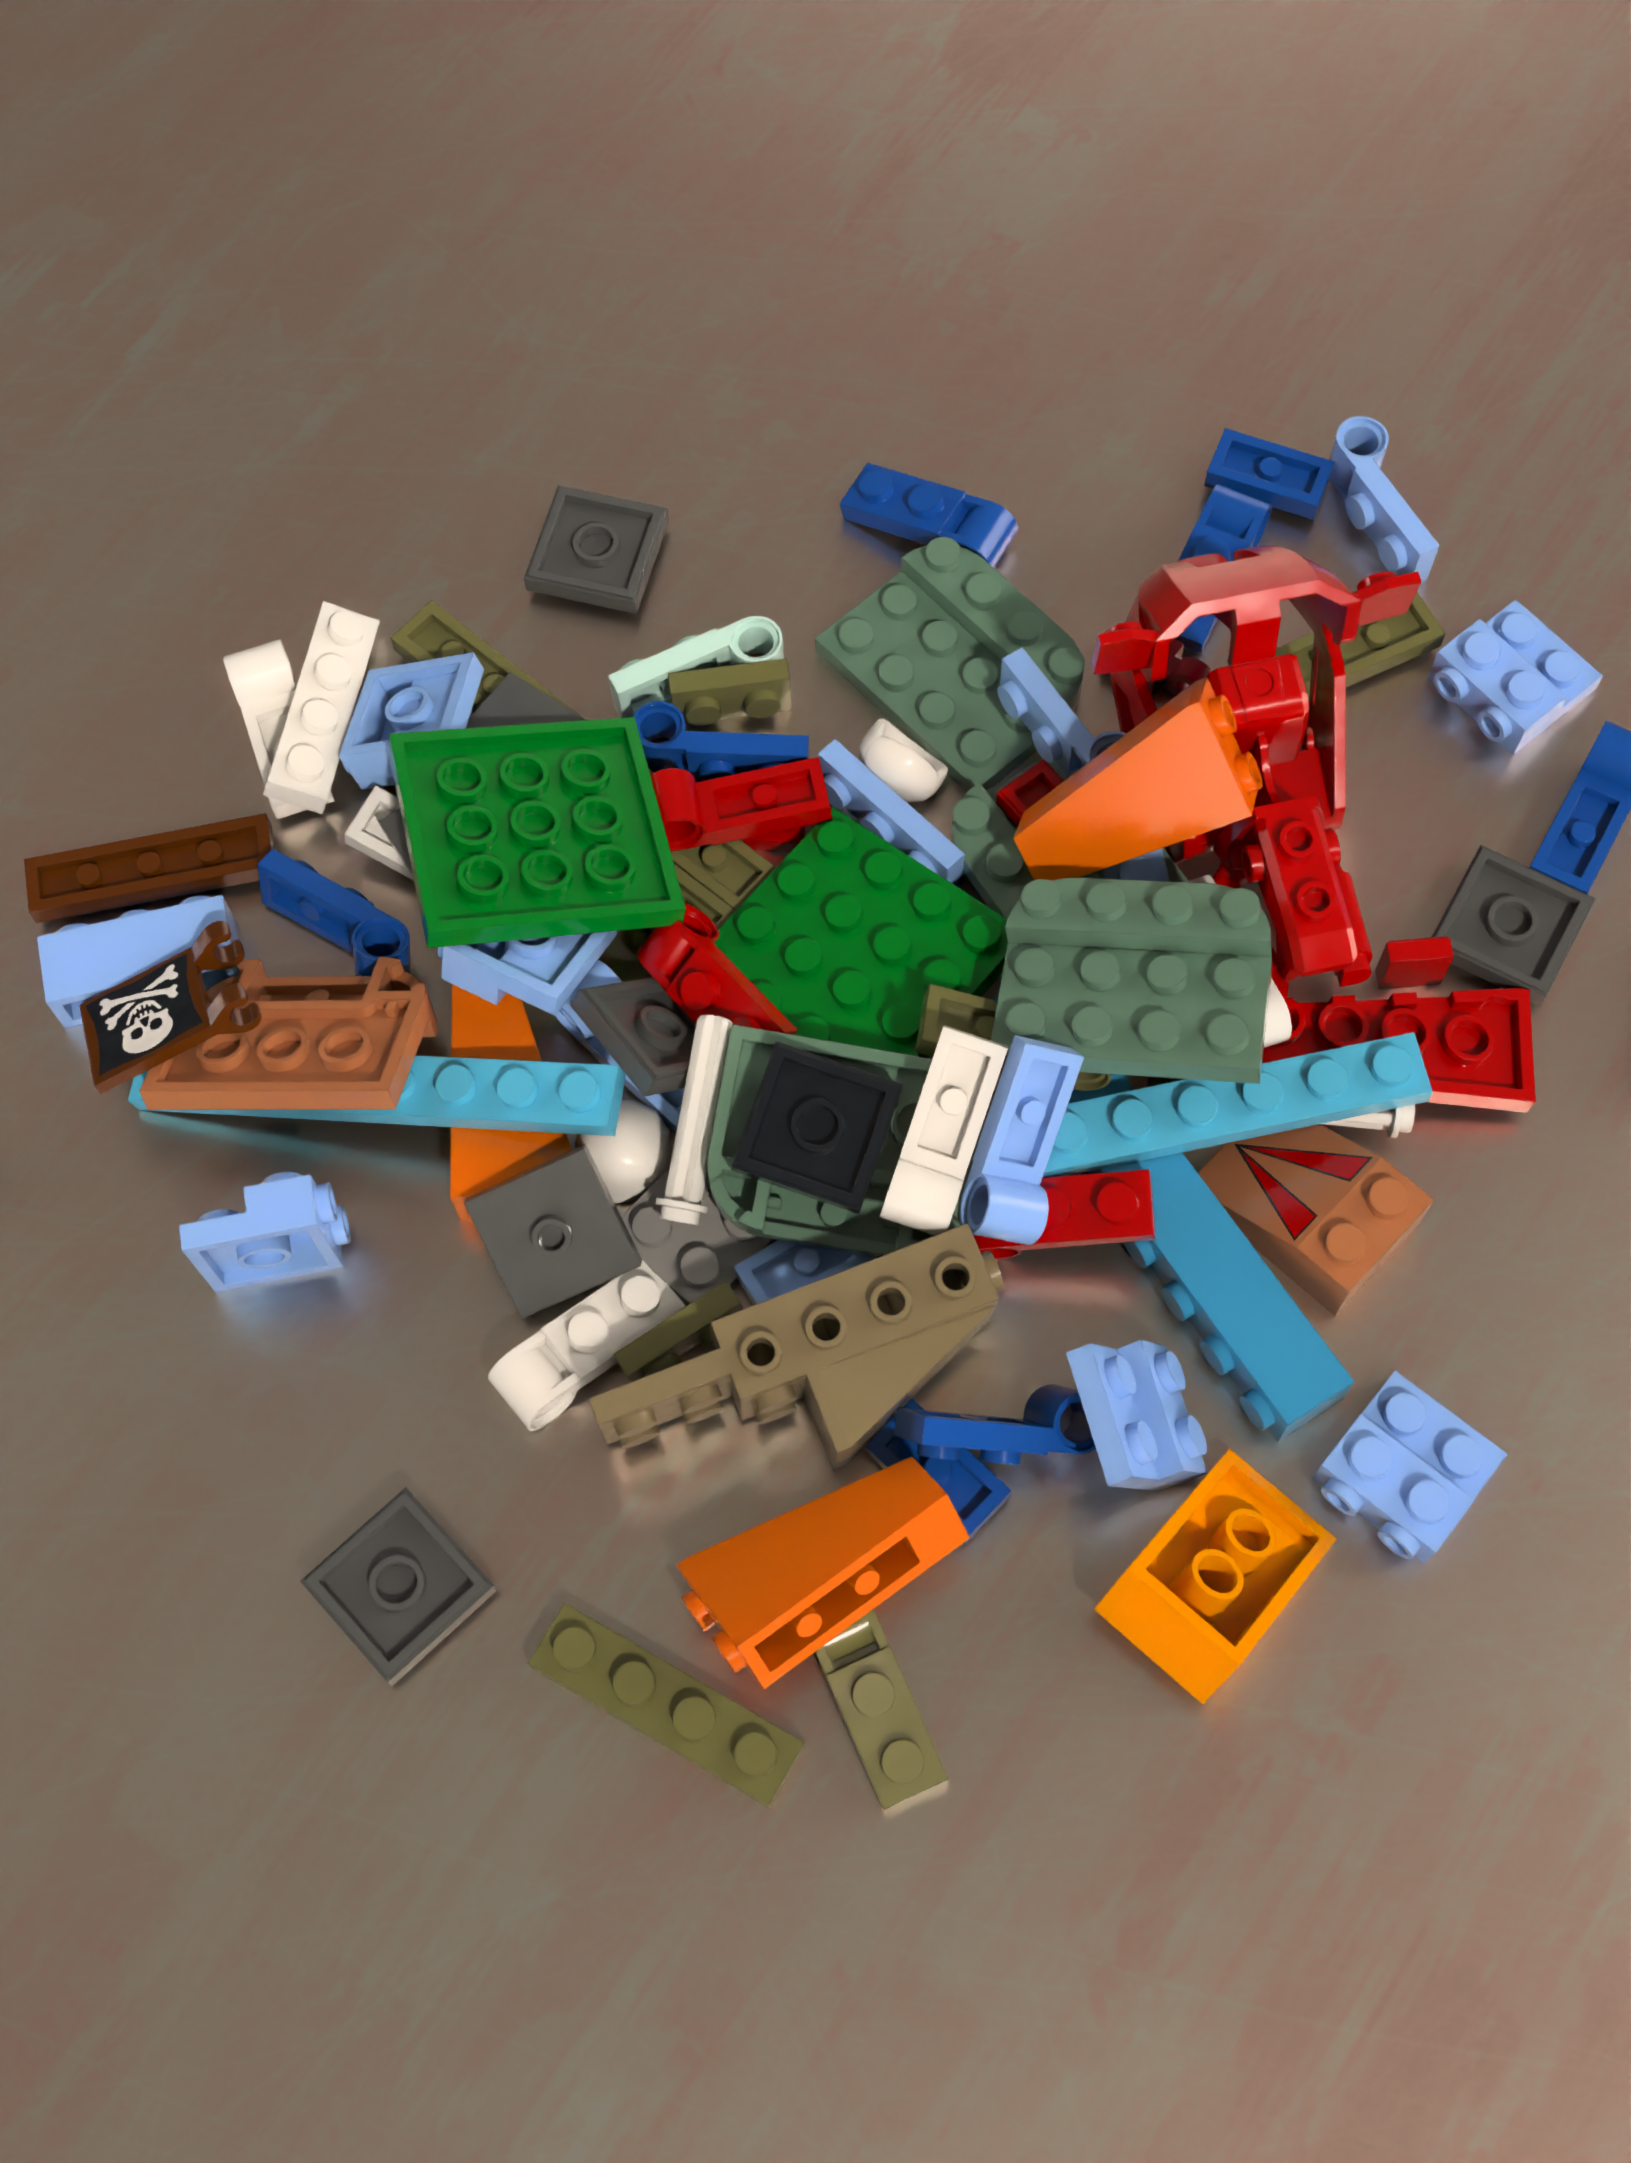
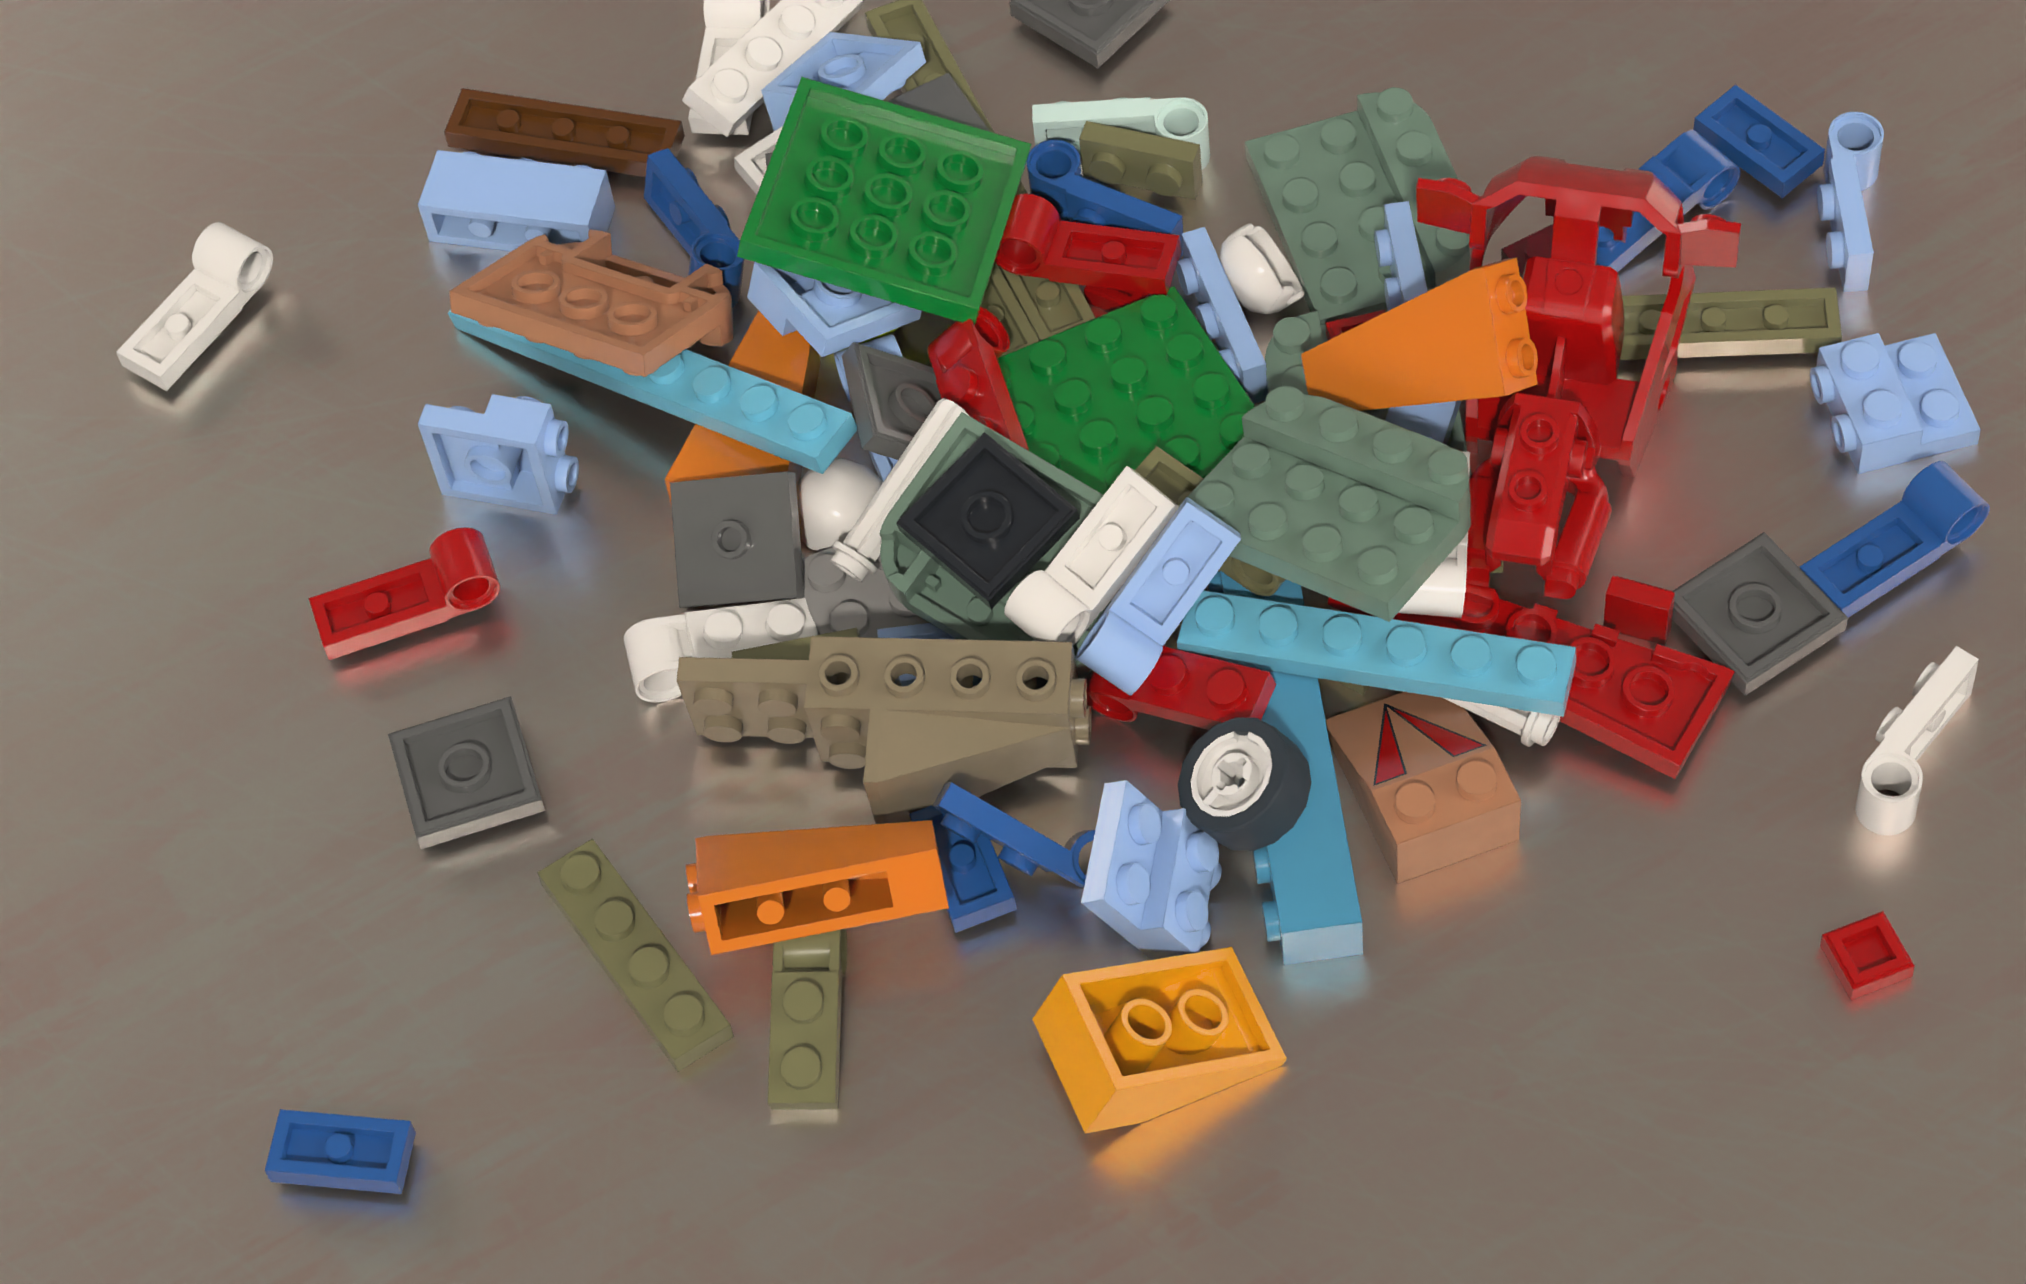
camera: 30 degrees right, 10 degrees down
(165, 1011) = (508, 240): flag -> none
(244, 1423) = (408, 598): none -> red plate
(482, 2061) = (340, 1151): none -> blue plate
(927, 511) = (1404, 60): blue plate -> none
(1210, 1271) = (1268, 800): none -> black wheel
(1408, 1469) = (1383, 1026): light blue plate -> none

